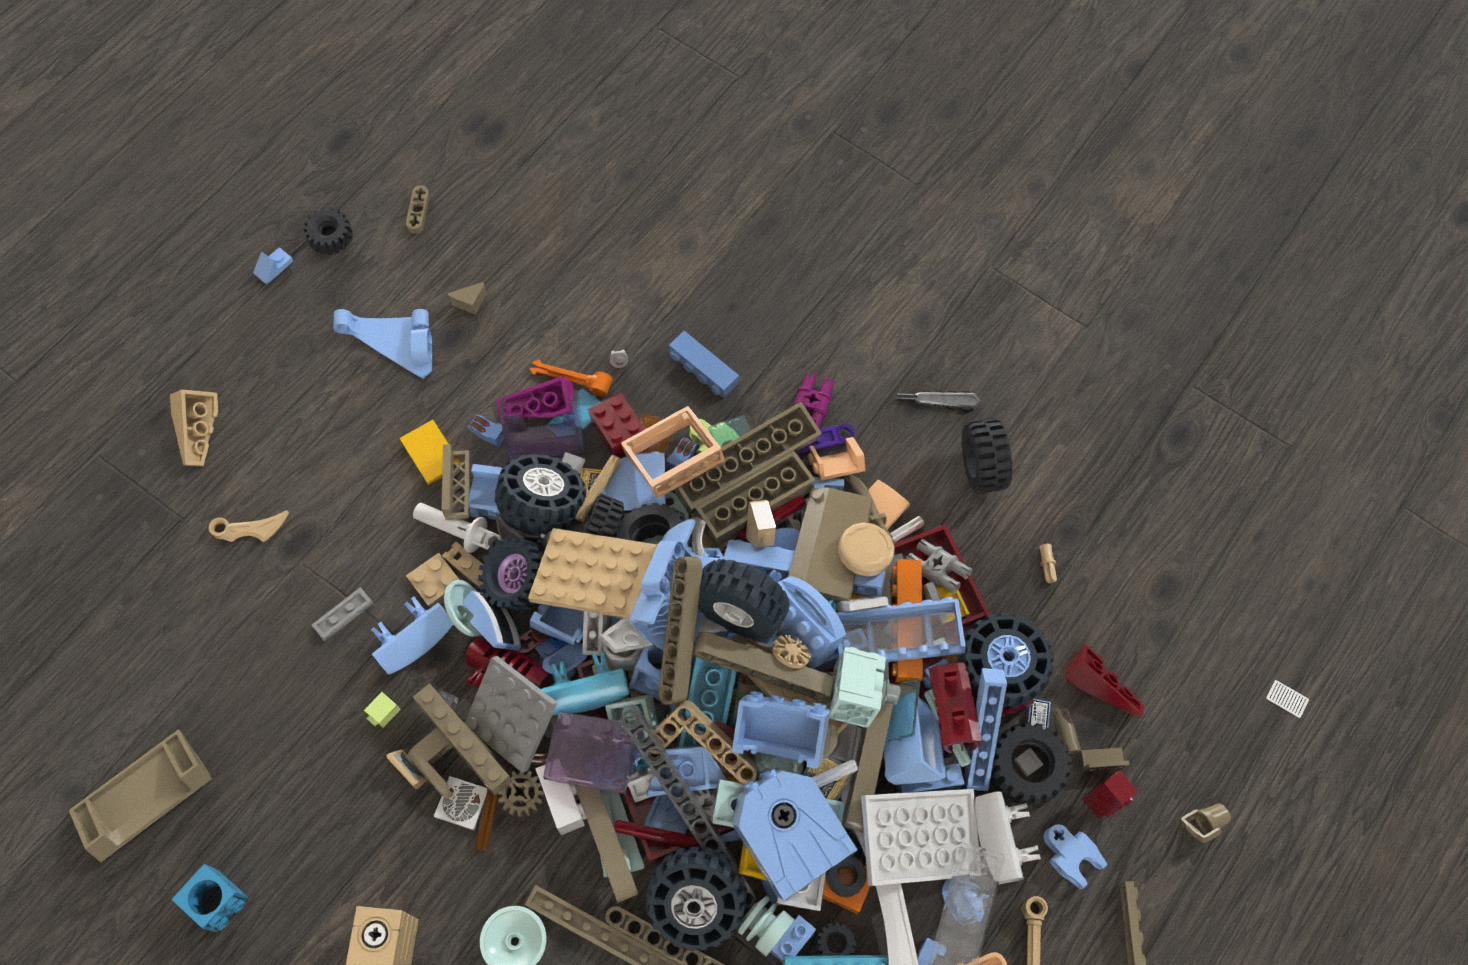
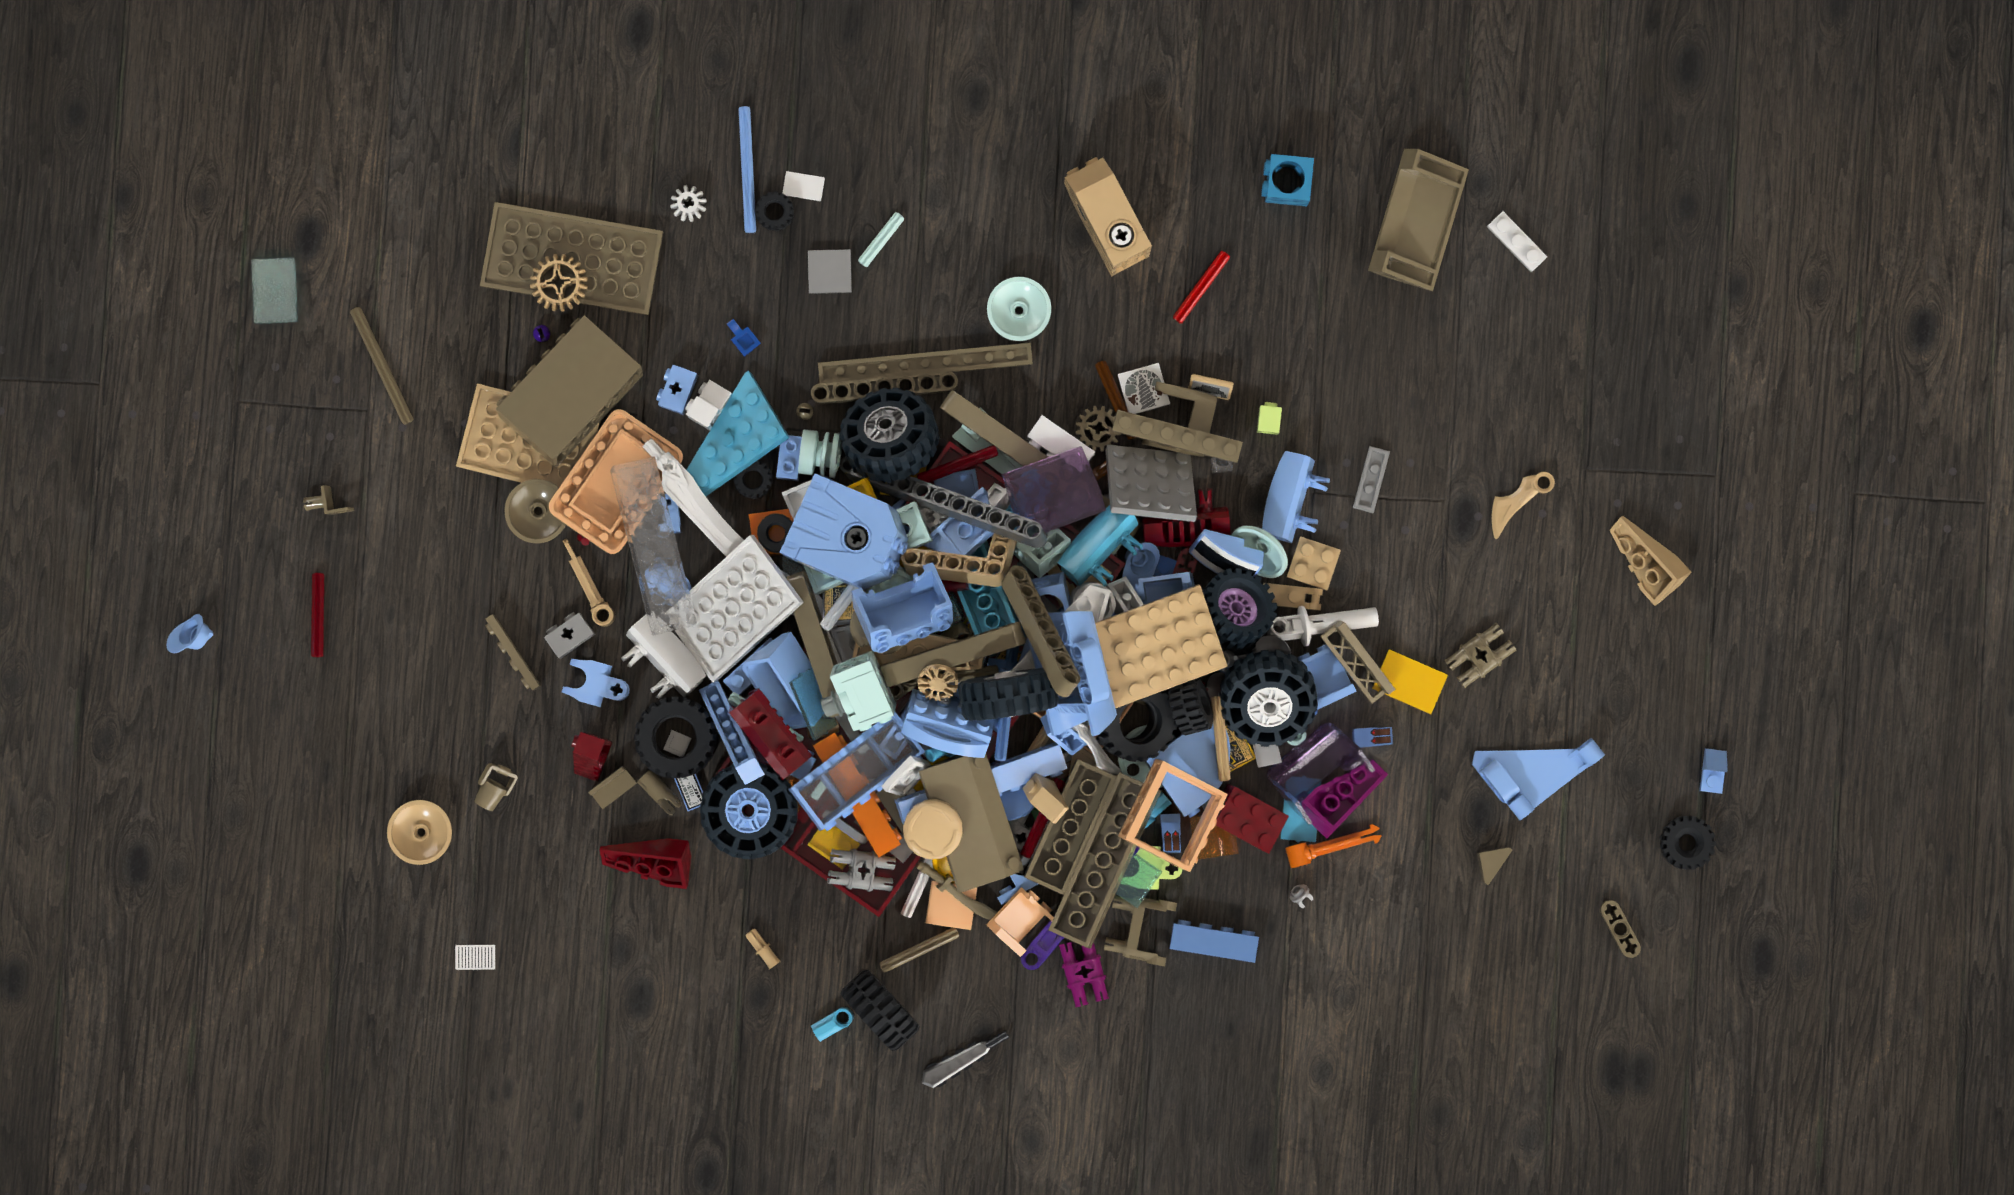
camera: 150 degrees right, 20 degrees up
(83, 724) = (1517, 241): none -> white plate
(352, 857) = (1200, 288): none -> red axle
(360, 431) = (1480, 643): none -> dark tan pin
(765, 398) = (1129, 946): none -> dark tan connector
(927, 490) = (919, 949): none -> dark tan axle
(1027, 478) = (831, 1024): none -> medium azure piece
(1084, 904) = (563, 646): none -> light grey brick
(1303, 817) = (404, 835): none -> tan dish

